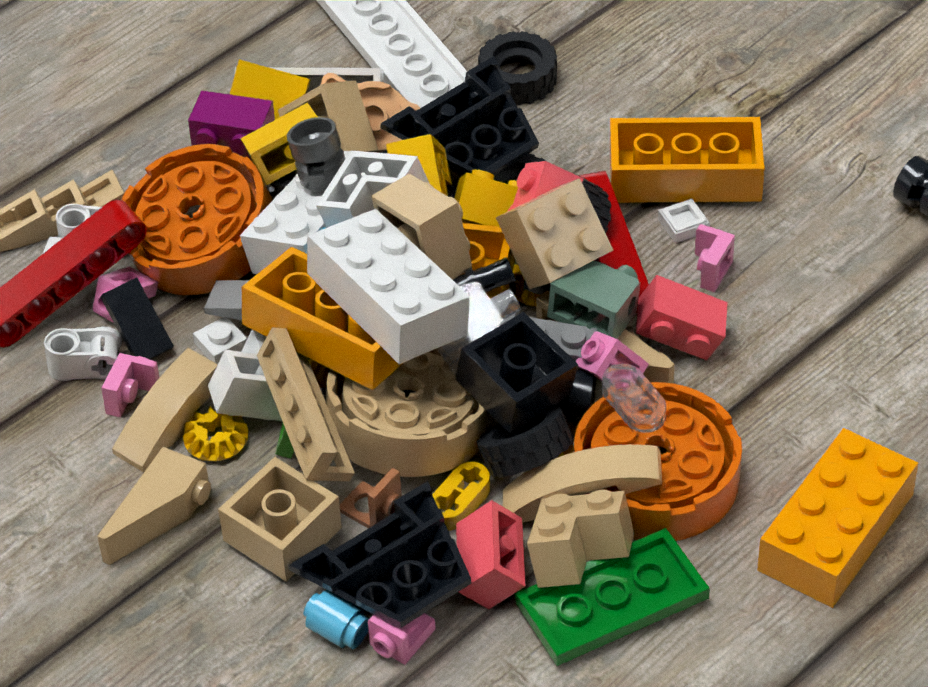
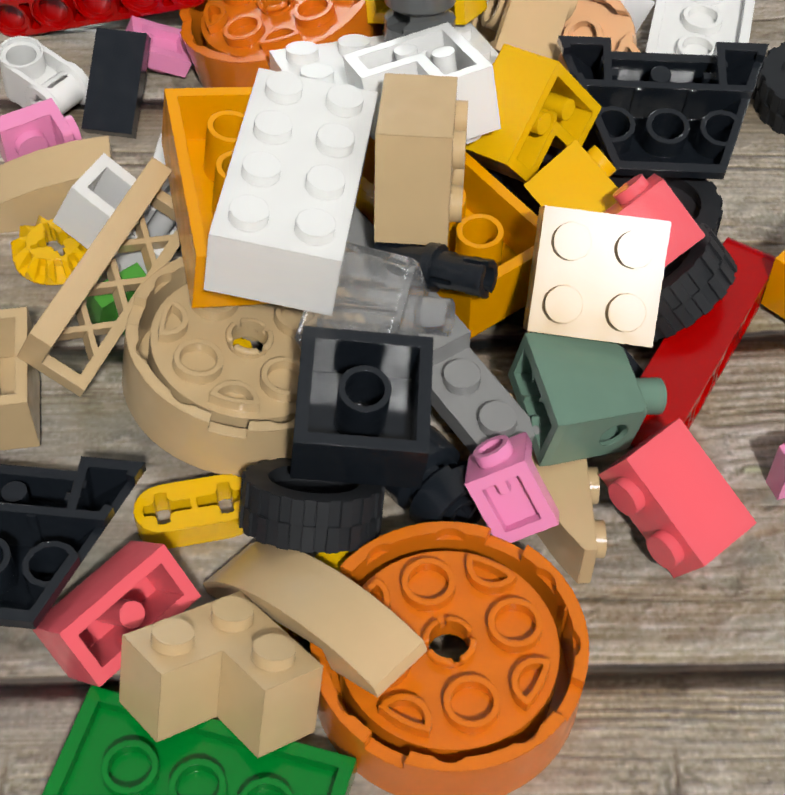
camera: 40 degrees right, 5 degrees up
(380, 499) = (97, 437): nougat bracket -> none
(640, 403) = (476, 557): clear plate -> none

